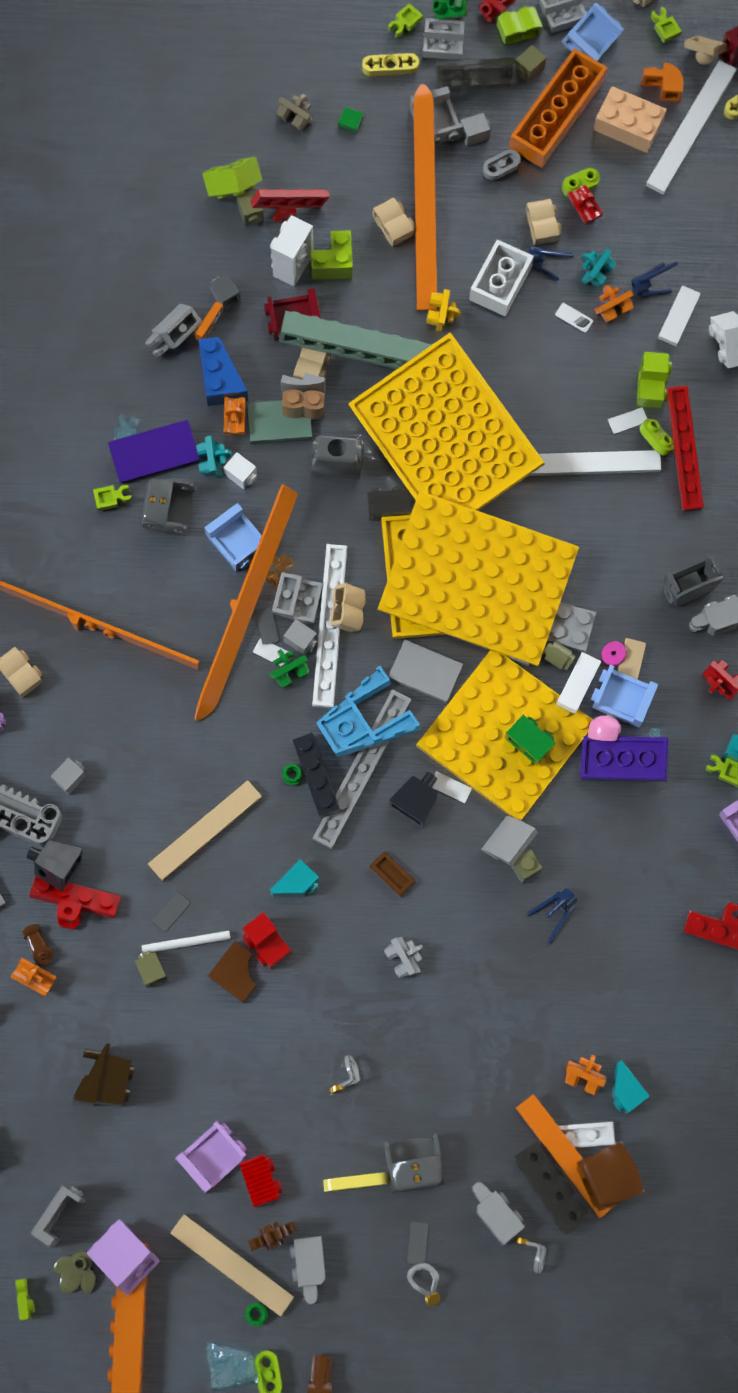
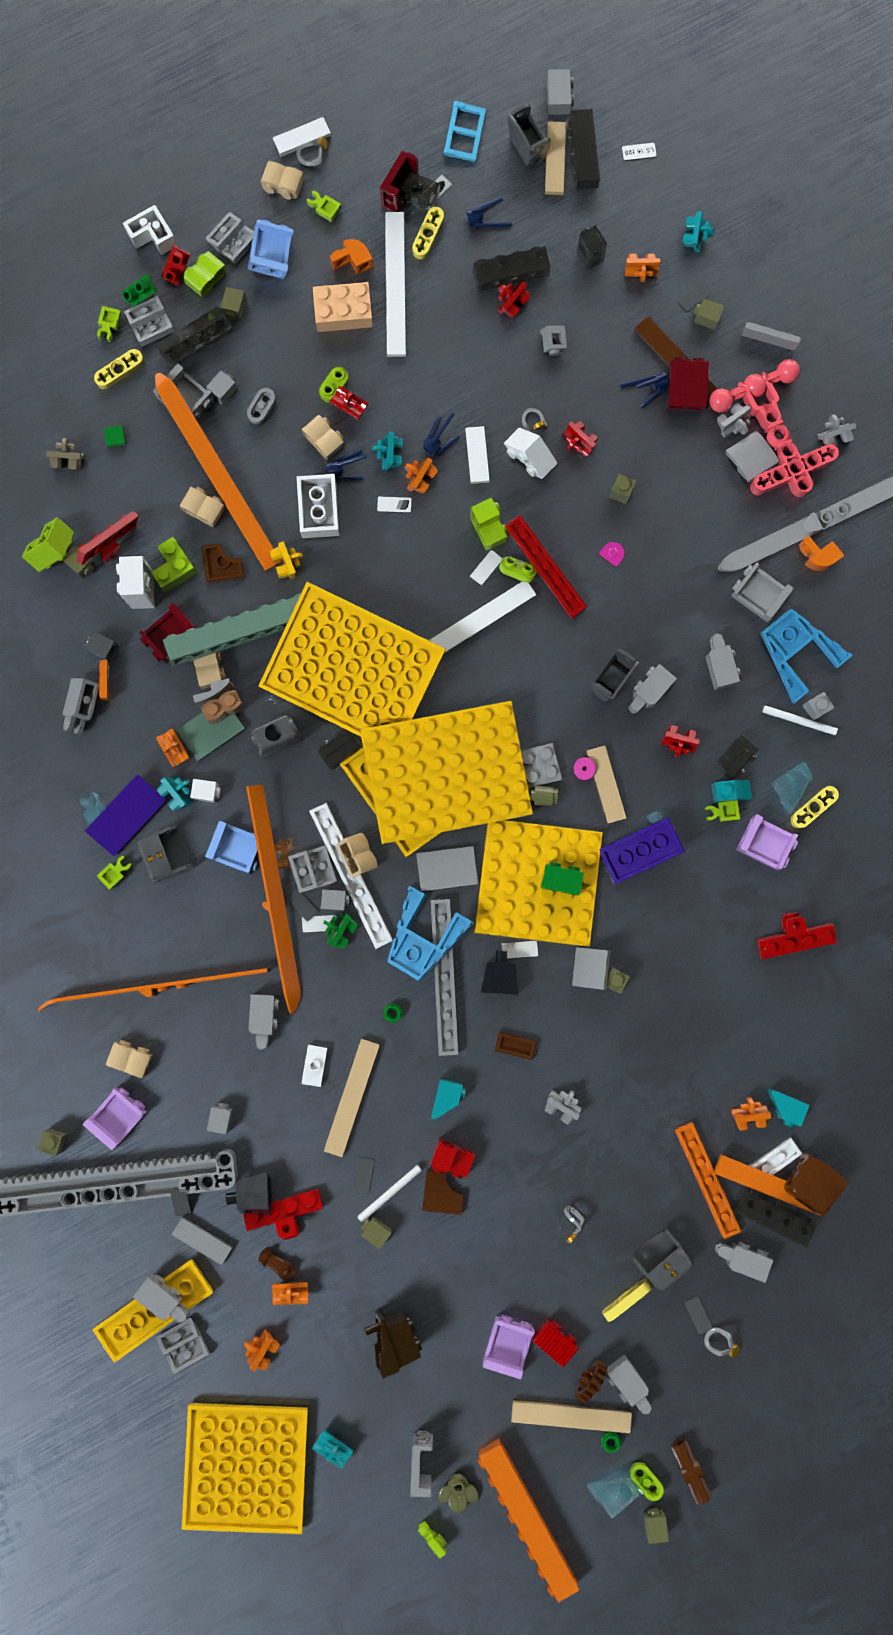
camera: 30 degrees left, 10 degrees up
(123, 1257) = (488, 1466): lavender panel -> none
(166, 706) = (262, 1018): none -> light grey hinge
(188, 780) = (314, 1065): none -> white plate
(219, 373) = (138, 719): blue wedge -> none
(316, 775) = (412, 1004): black plate -> none
(377, 282) = (220, 566): none -> reddish brown tile
(505, 1115) = (707, 1180): none -> orange tile
(538, 1265) = (786, 1266): light grey piece -> none
(558, 108) = (279, 330): orange brick -> none
(564, 901) = (661, 990): dark blue plant -> none
(578, 683) = (571, 809): white tile -> none
(604, 729) = (613, 836): bright pink hair -> none
(623, 696) = (613, 800): light blue panel -> none
(705, 48) = (368, 208): tan tile -> none

